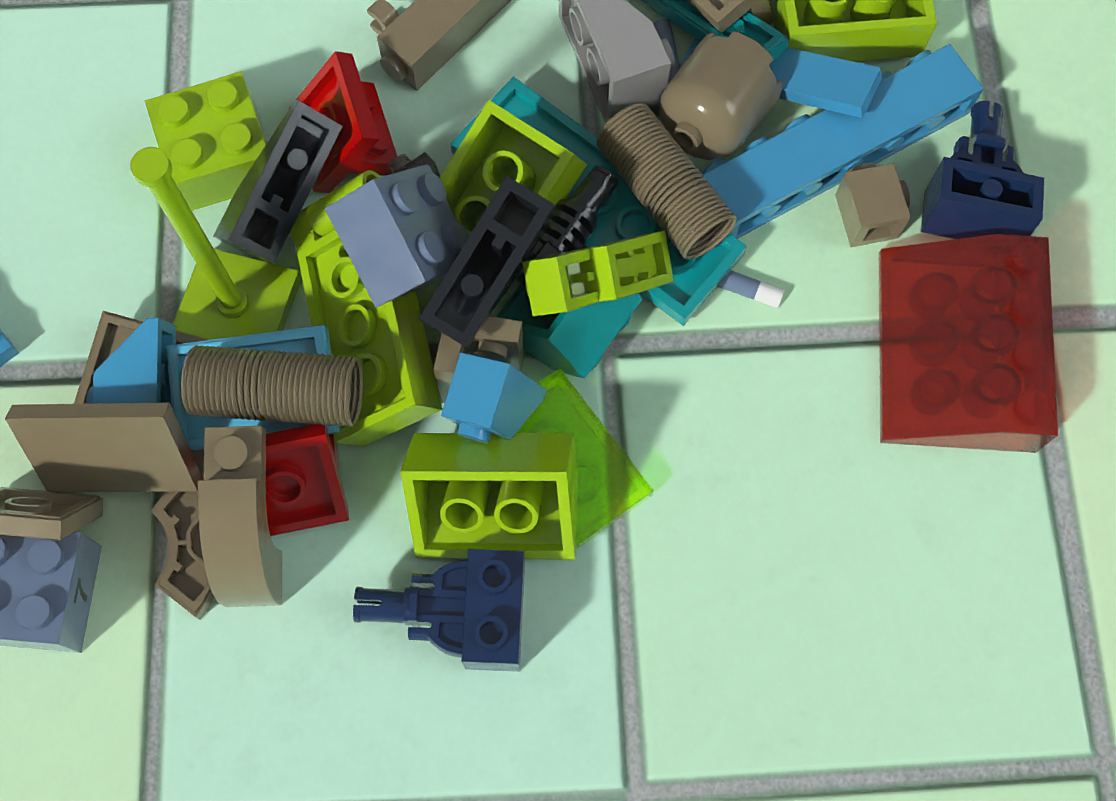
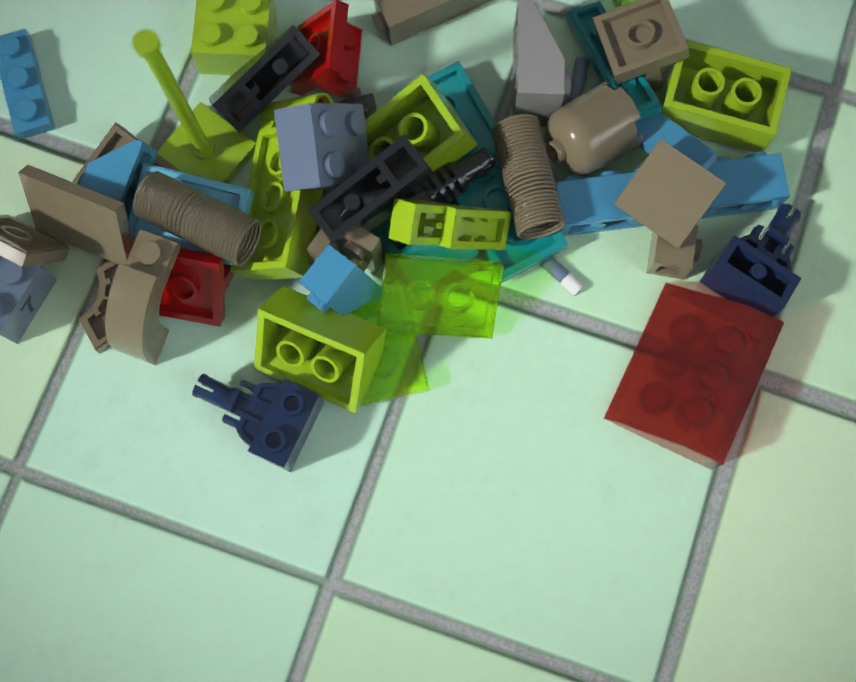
camera: 25 degrees right, 5 degrees up
(619, 368) = (439, 296): none -> clear neon green tile
(847, 135) = (669, 193): none -> dark tan tile

